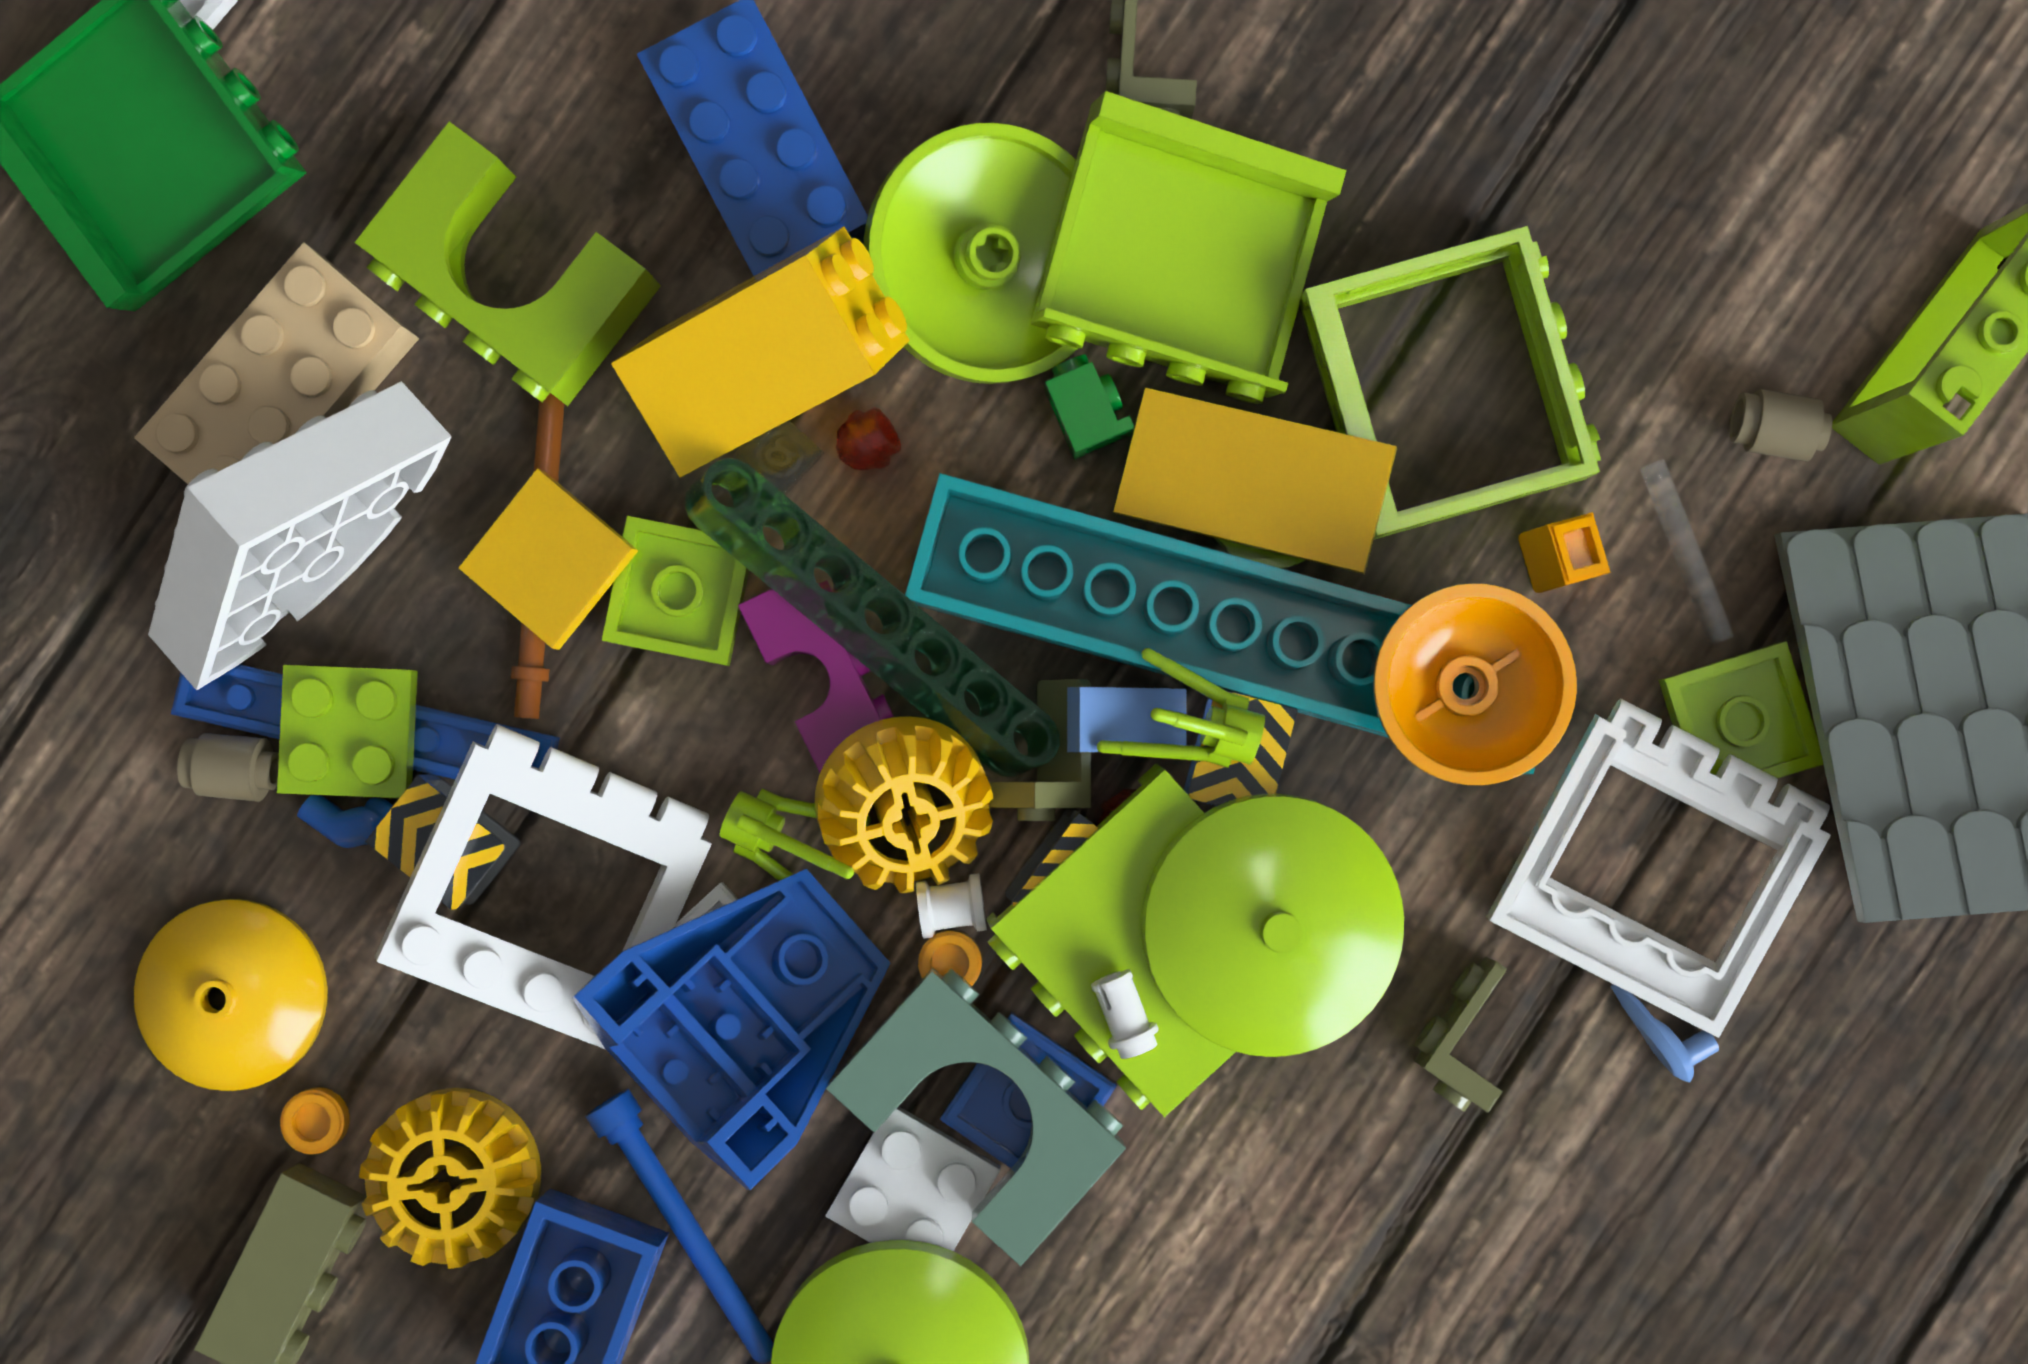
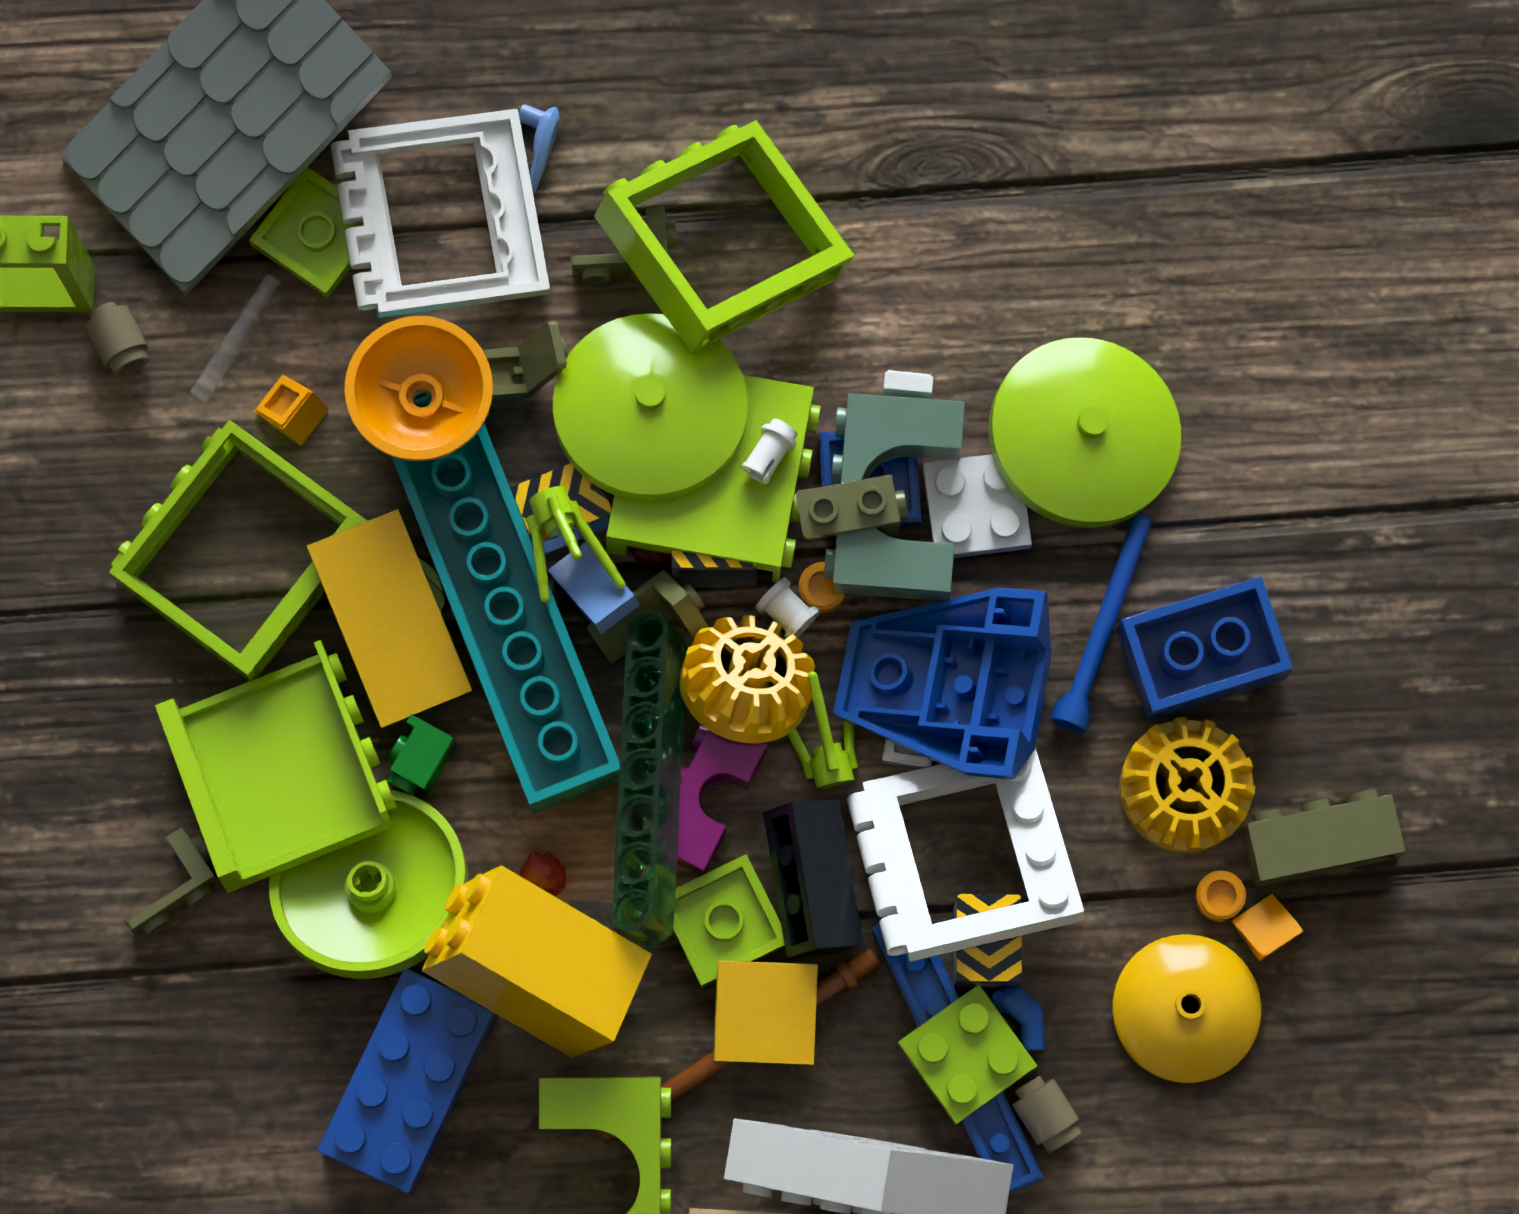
camera: 130 degrees left, 10 degrees down
(241, 1143) = (1266, 927): none -> light orange slope
(645, 712) = (813, 878): none -> black brick
(998, 1053) = (852, 508): none -> olive bracket
(1092, 1218) = (907, 384): none -> white tile
(1416, 1046) = (662, 278): none -> lime window
(1423, 829) = (527, 368): none -> olive bracket

